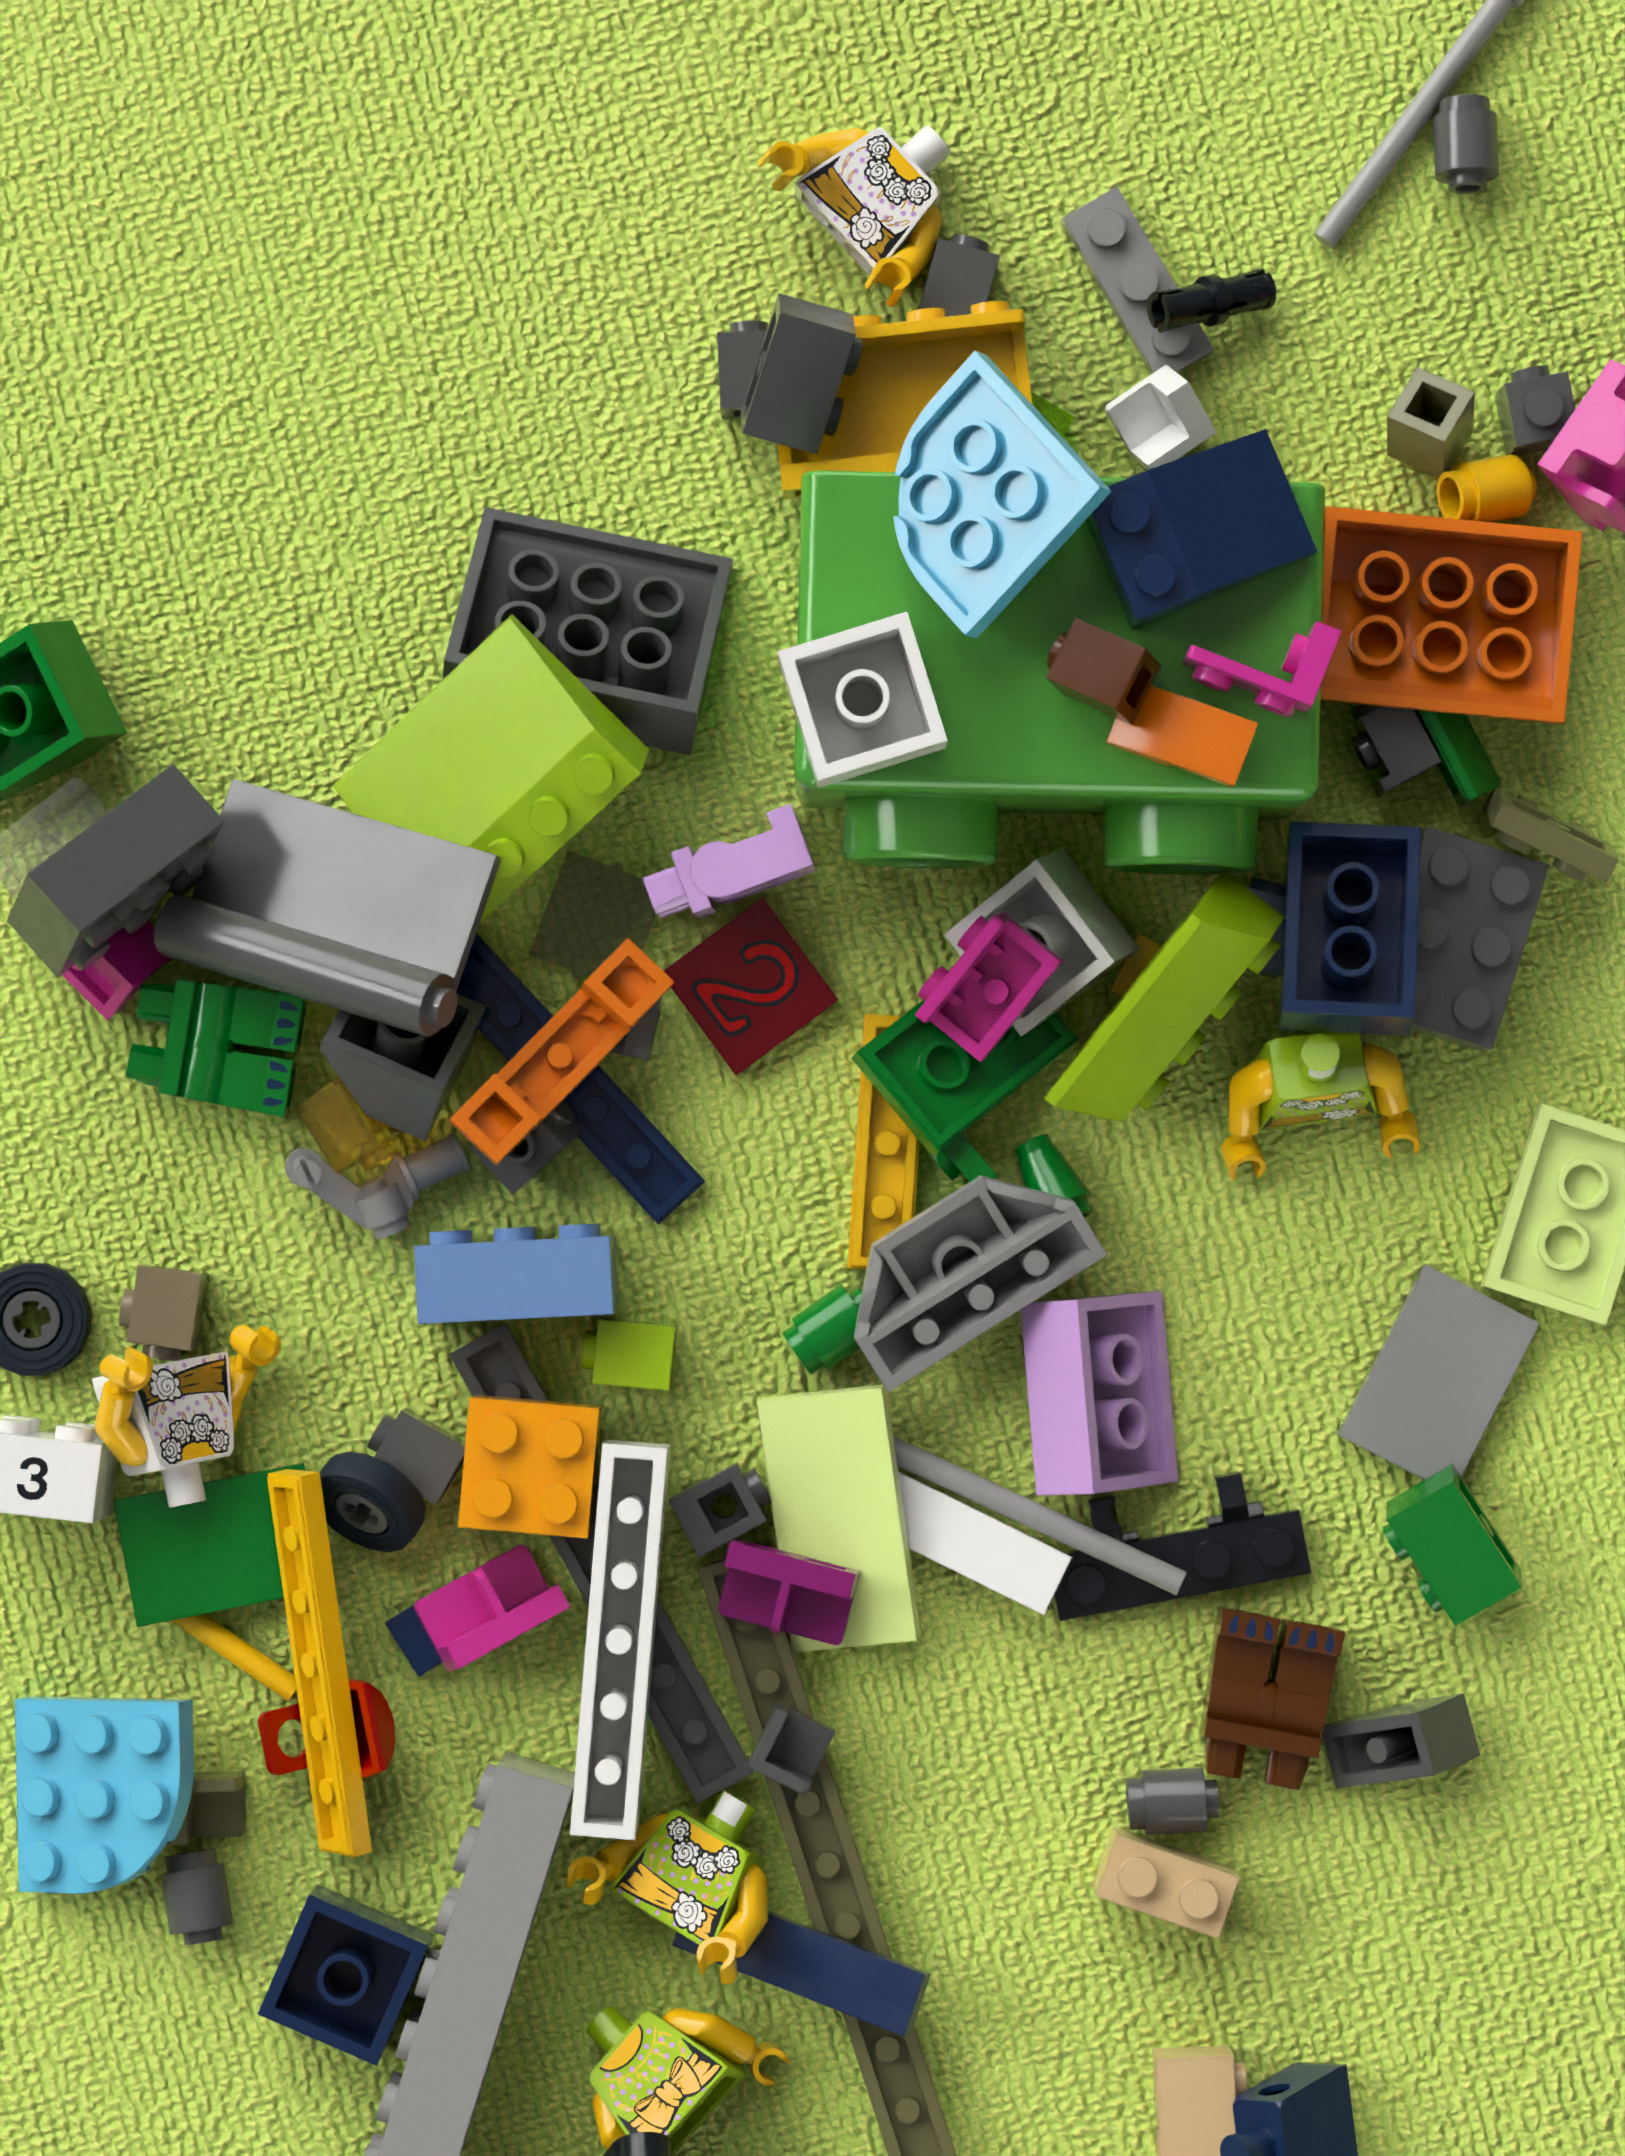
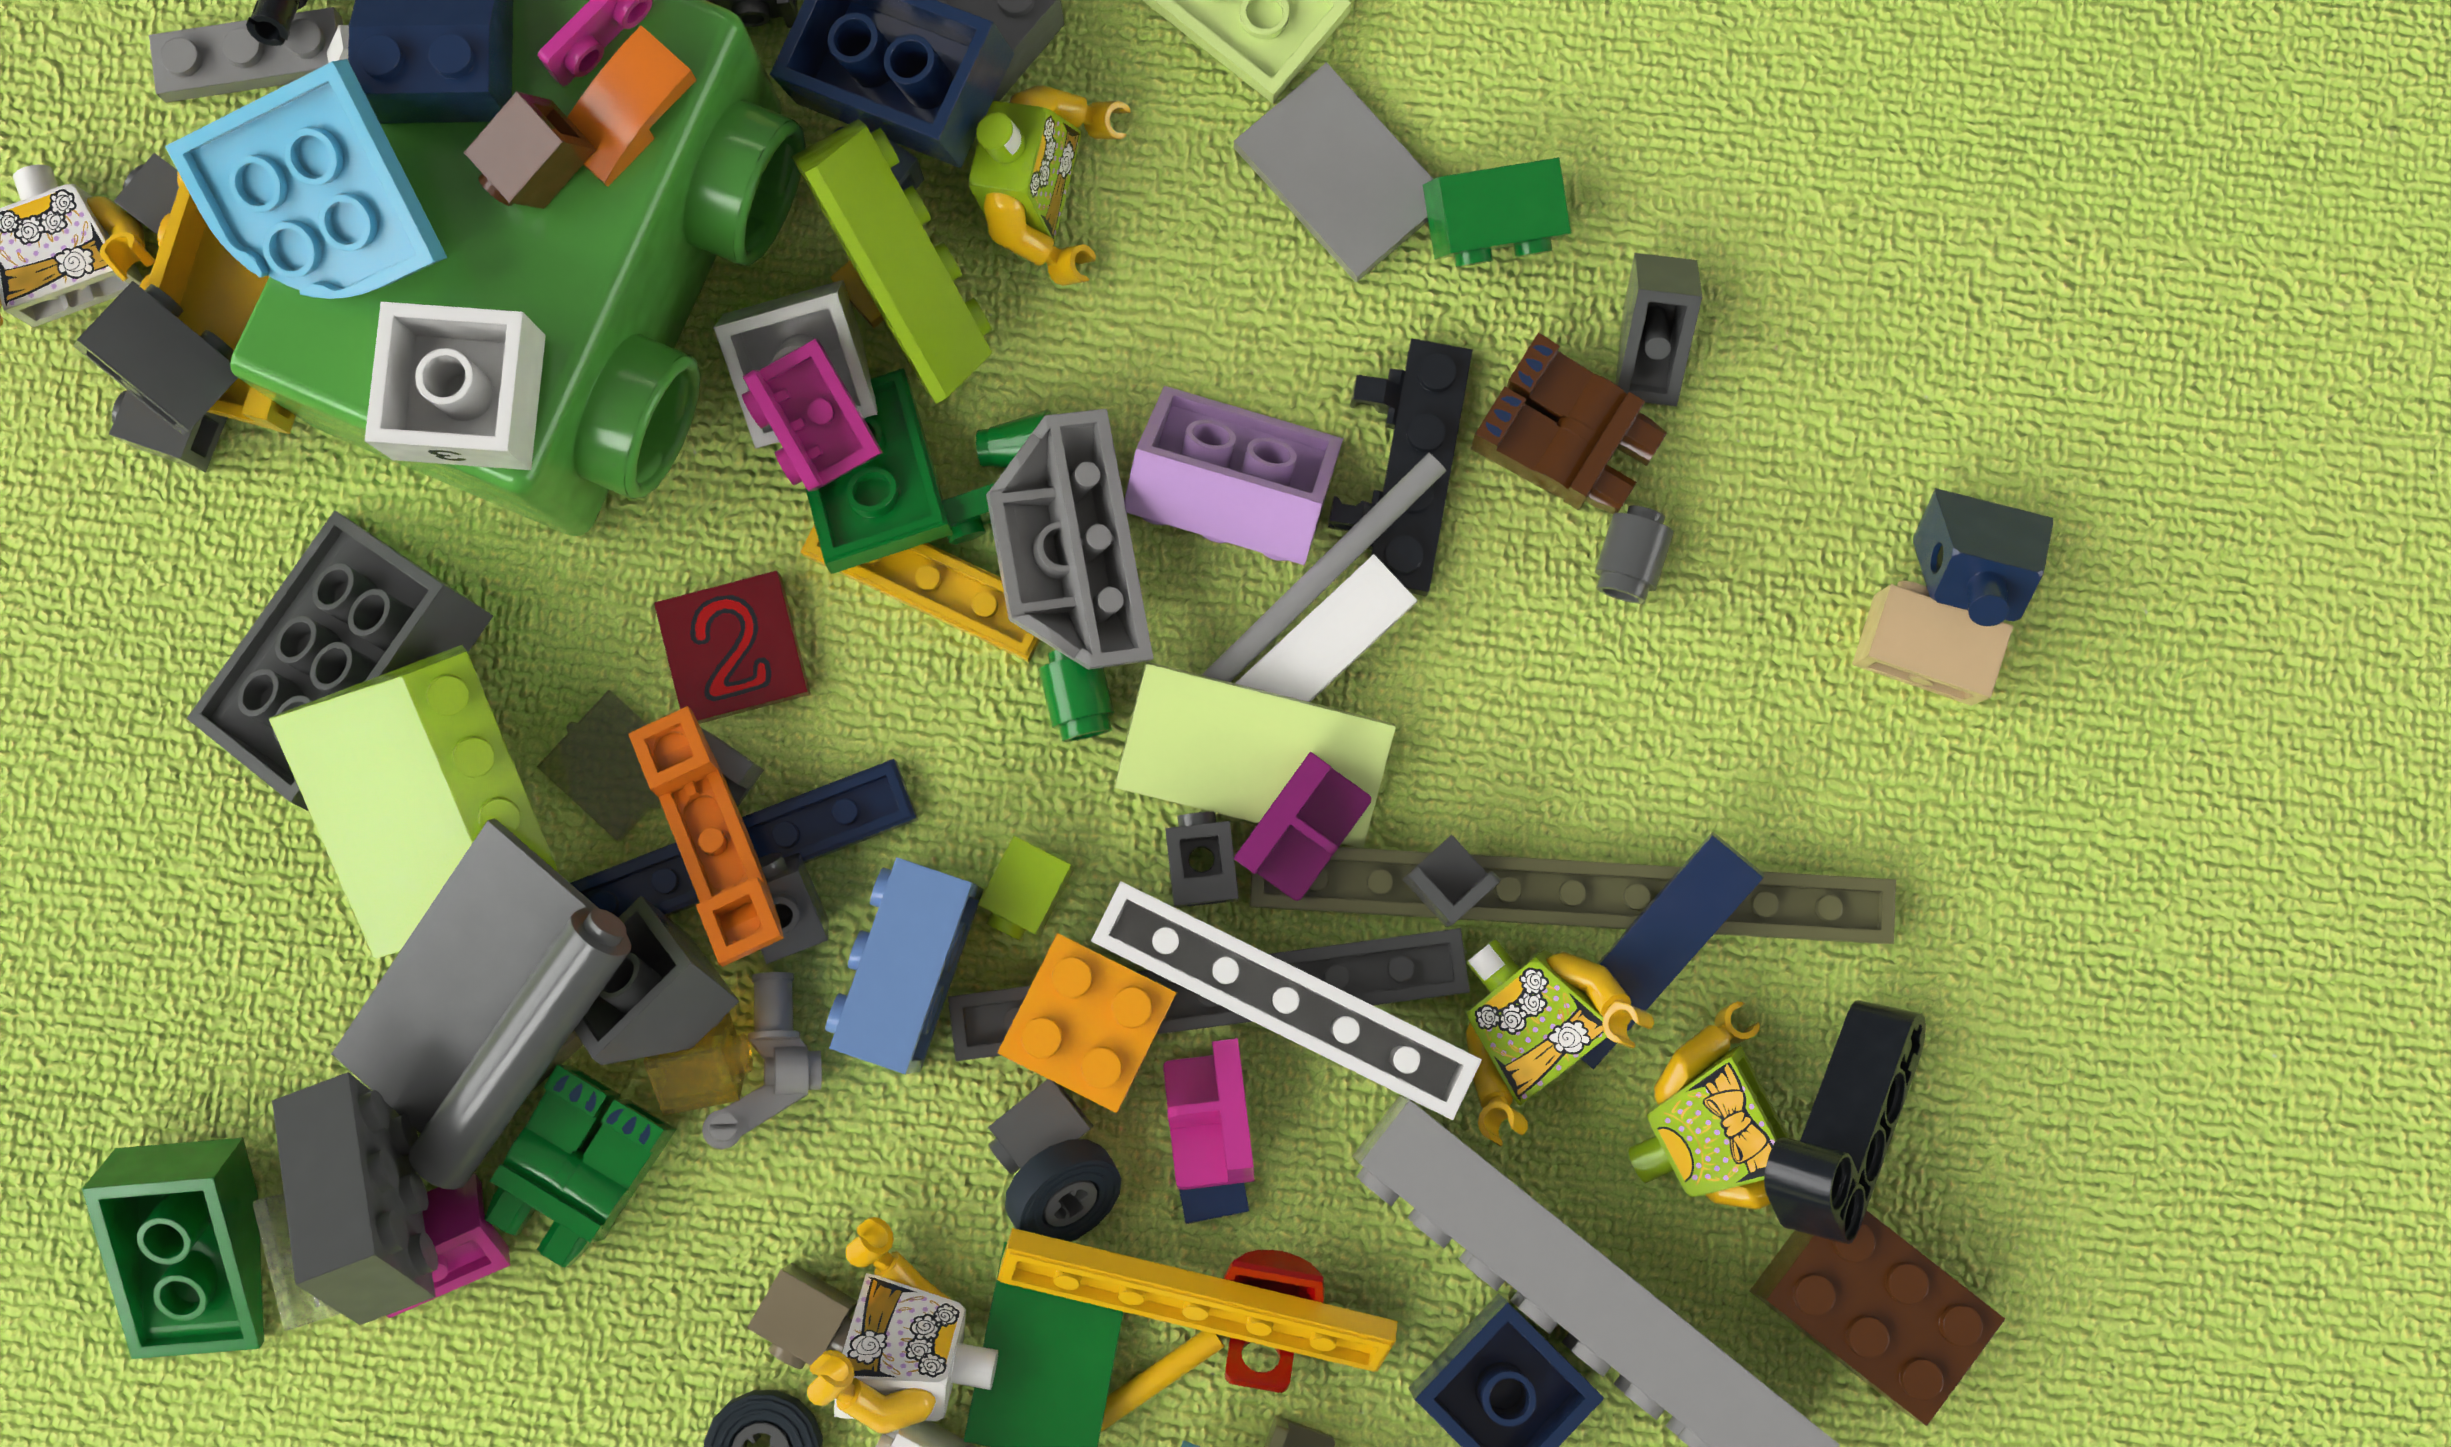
camera: 75 degrees left, 5 degrees down
(733, 871) = (610, 613): lavender hips -> none
(1165, 1882) = (1706, 587): tan brick -> none

